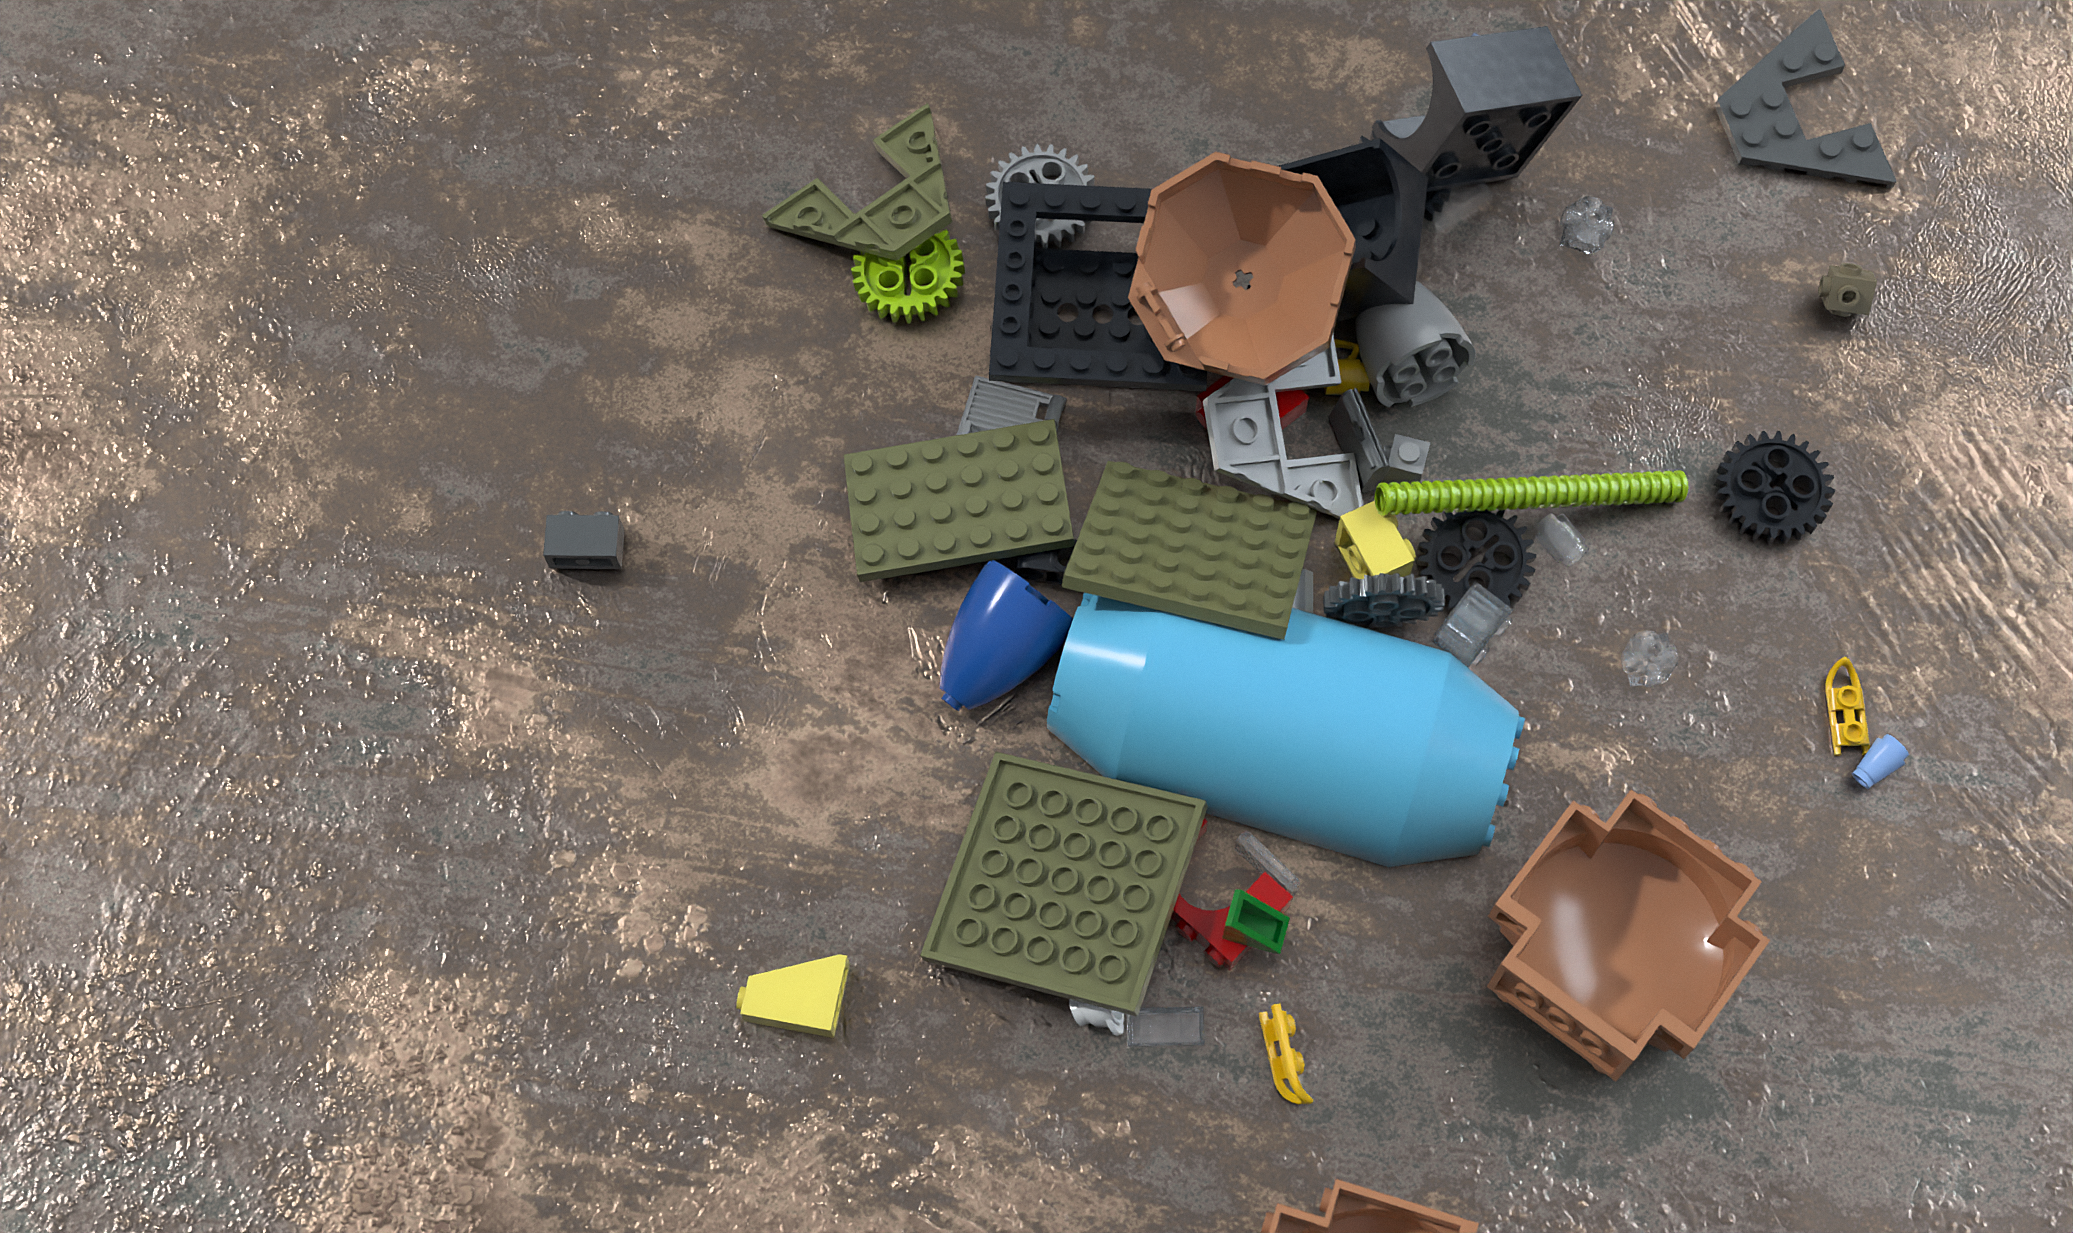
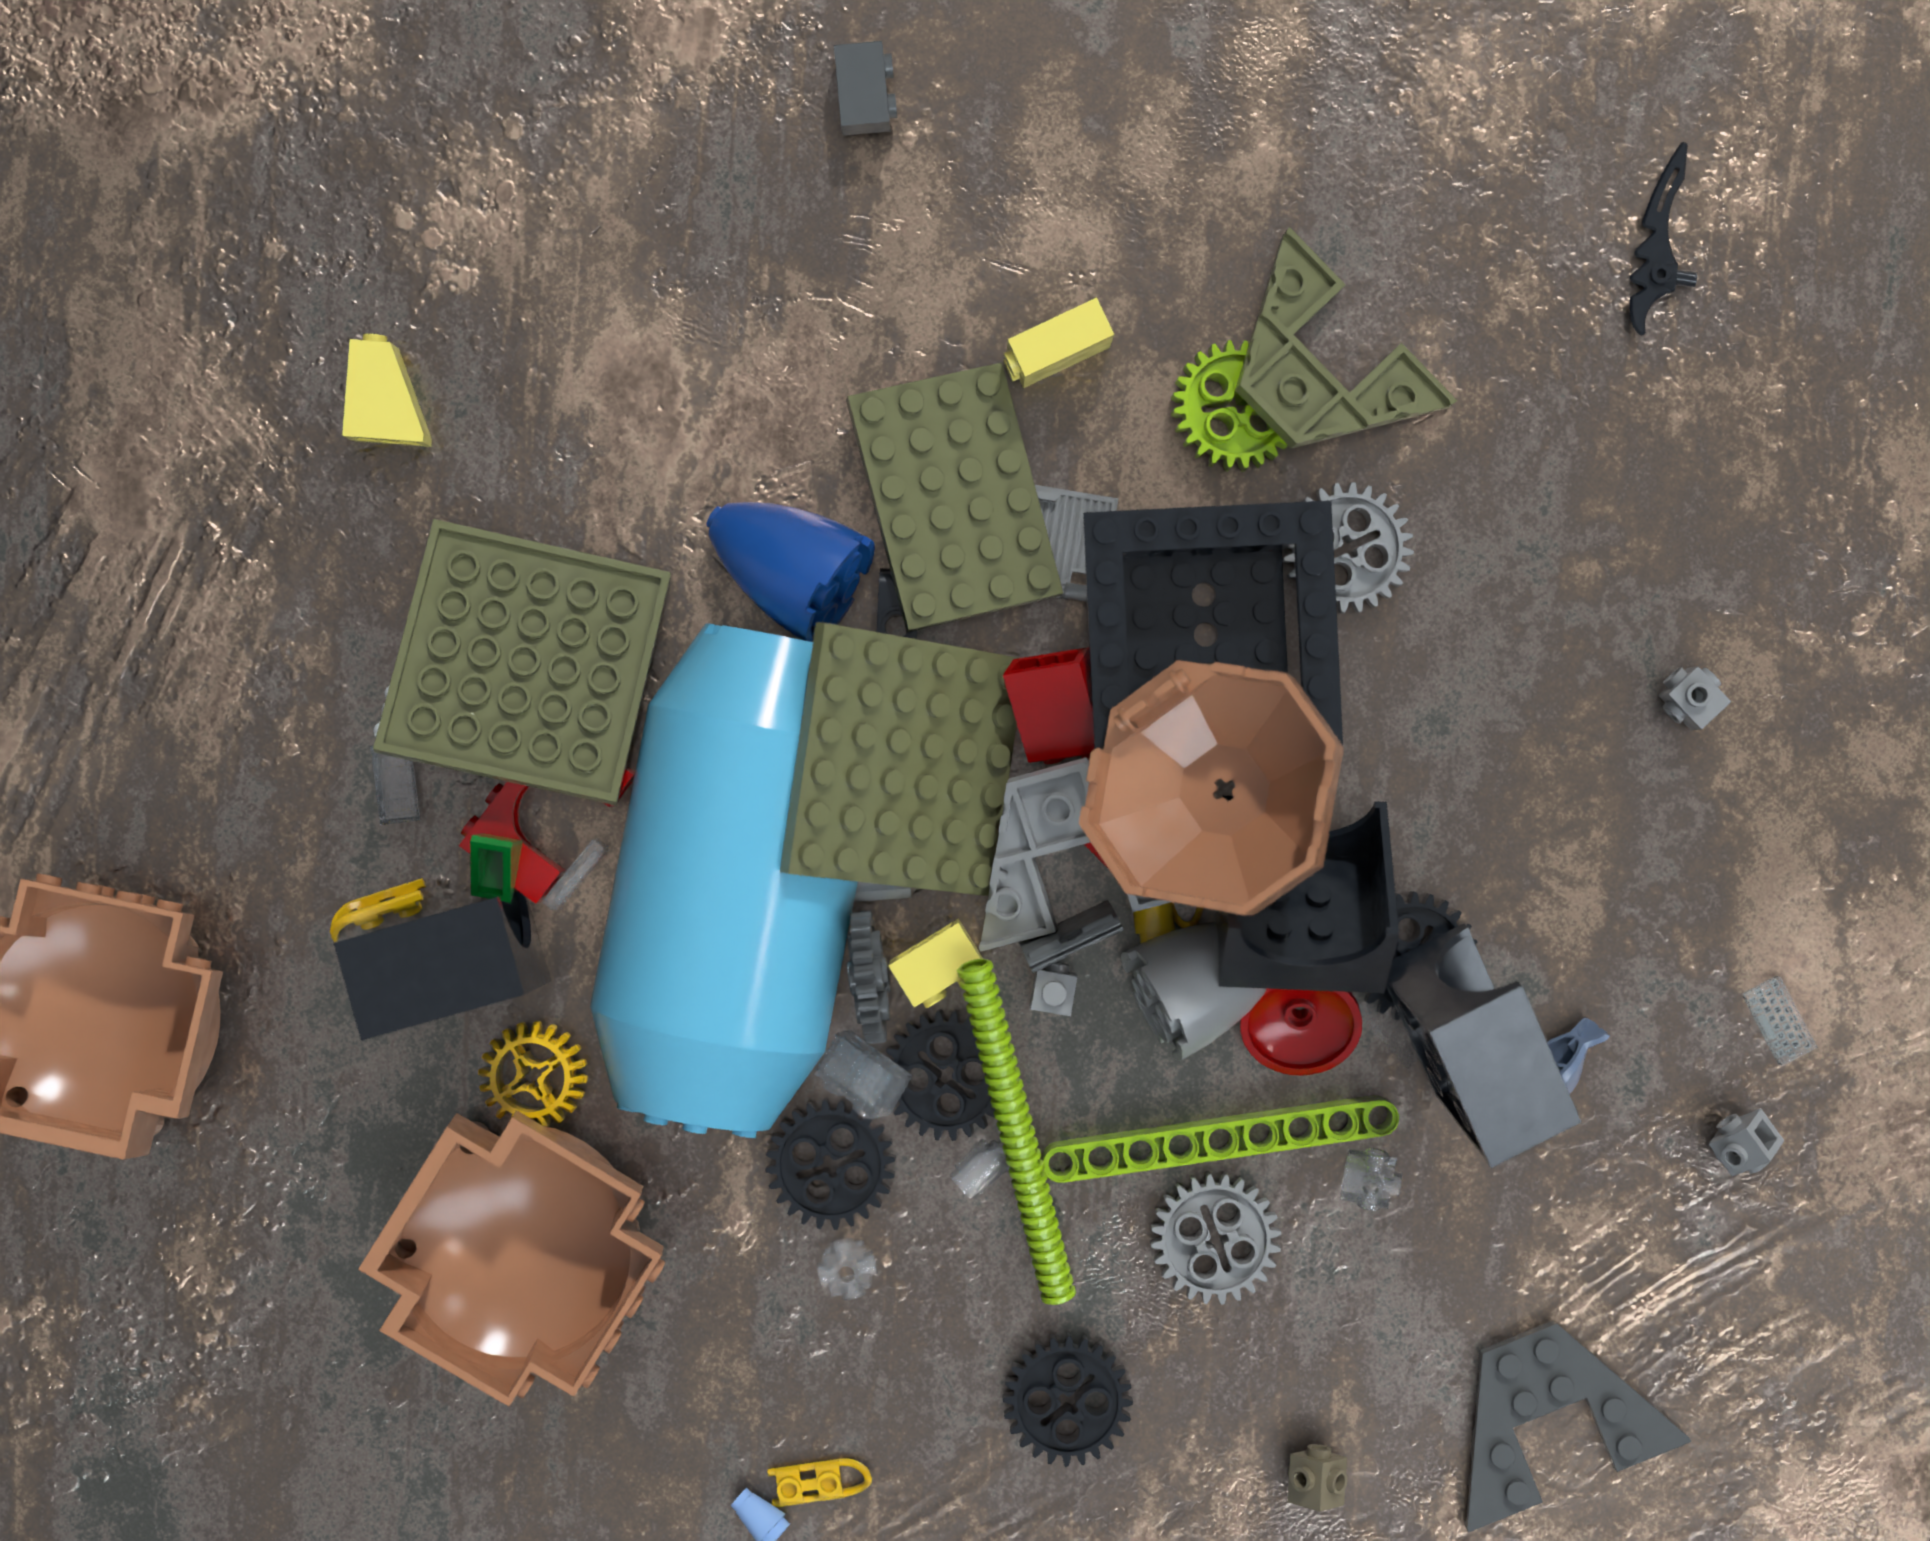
camera: 80 degrees right, 20 degrees up
(835, 398) = (1058, 343): none -> light yellow brick
(1153, 426) = (1052, 704): none -> red brick
(1345, 969) = (442, 965): none -> black container
(1454, 262) = (1302, 1039): none -> red dish
(1460, 938) = (563, 1056): none -> yellow gear
(1546, 327) = (1239, 1144): none -> lime beam
(1583, 660) = (844, 1198): none -> black gear
(1633, 354) = (1182, 1250): none -> light grey gear

